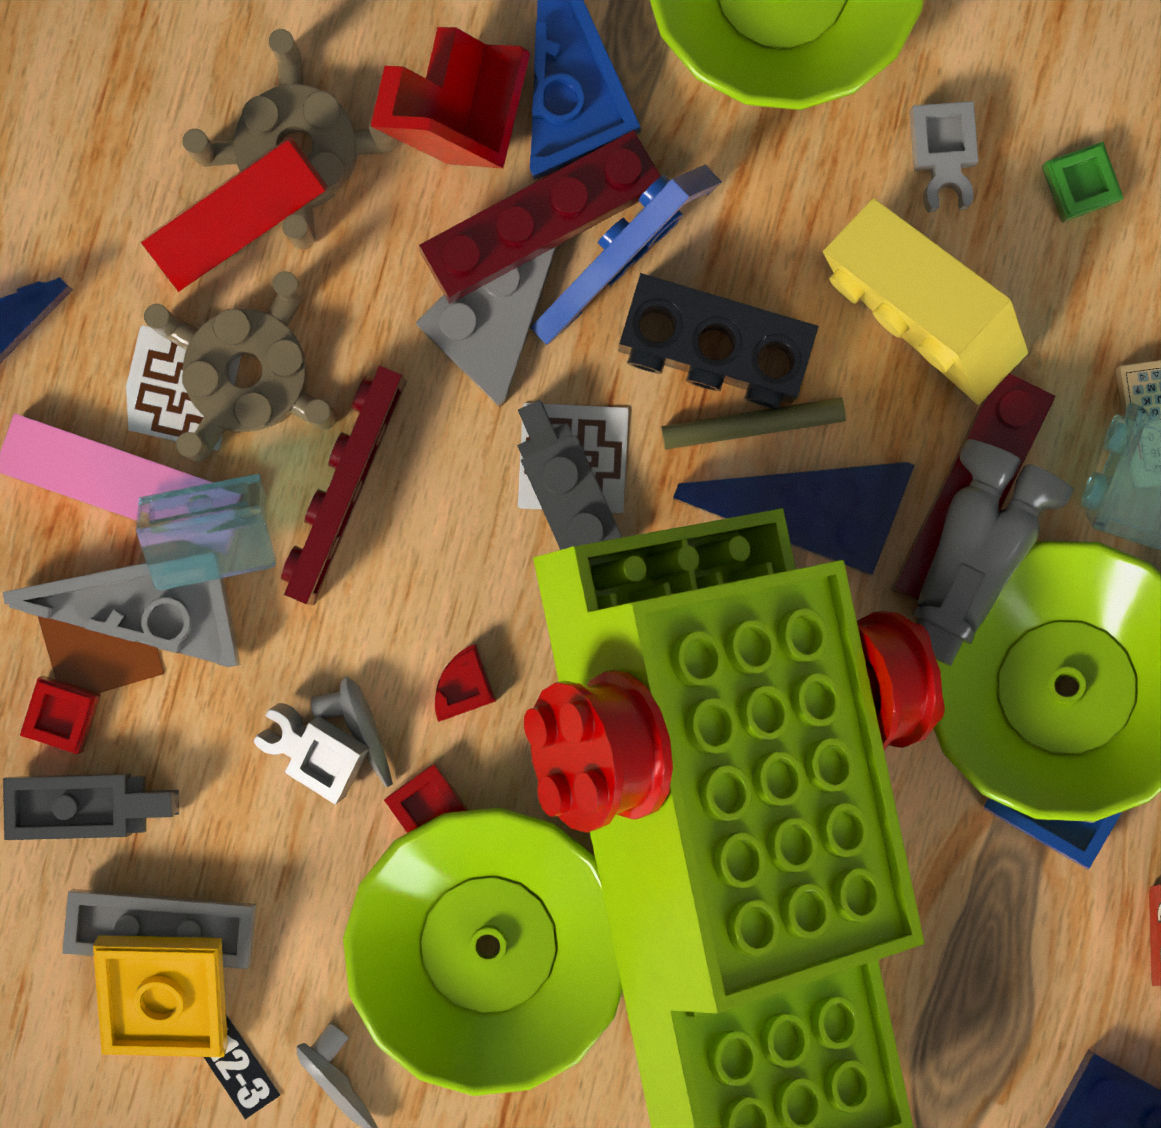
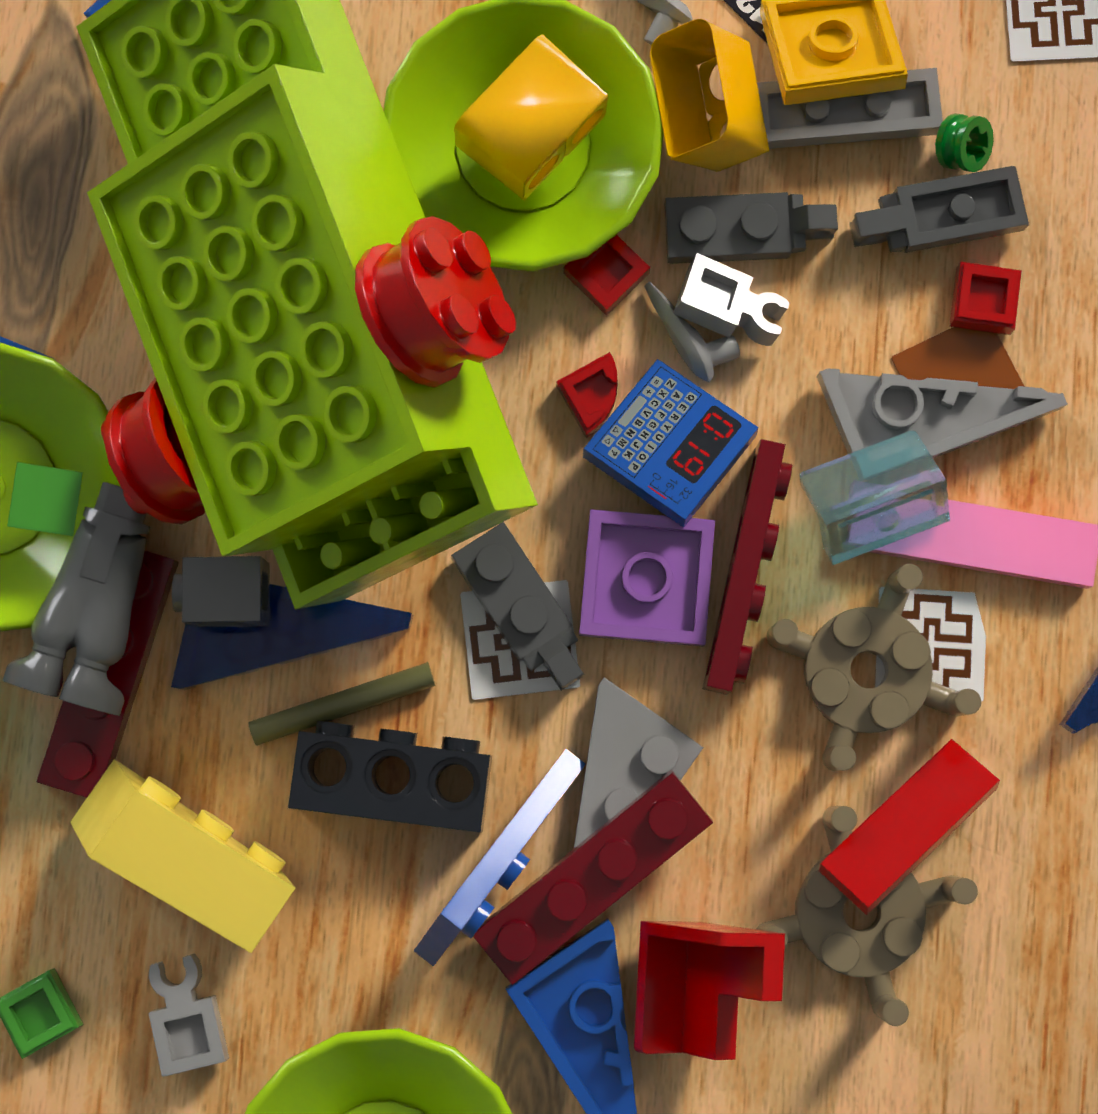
camera: 175 degrees right, 5 degrees down
(49, 872) = (964, 142): none -> green bush
(285, 827) = (744, 226): none -> dark grey hinge
(316, 970) = (681, 102): none -> yellow piece
(394, 620) = (670, 442): none -> blue tile
(440, 492) = (647, 578): none -> medium lavender plate
(474, 956) = (531, 117): none -> yellow piece
(851, 535) = (223, 591): none -> dark grey brick
(1008, 657) = (44, 499): none -> bright green tile

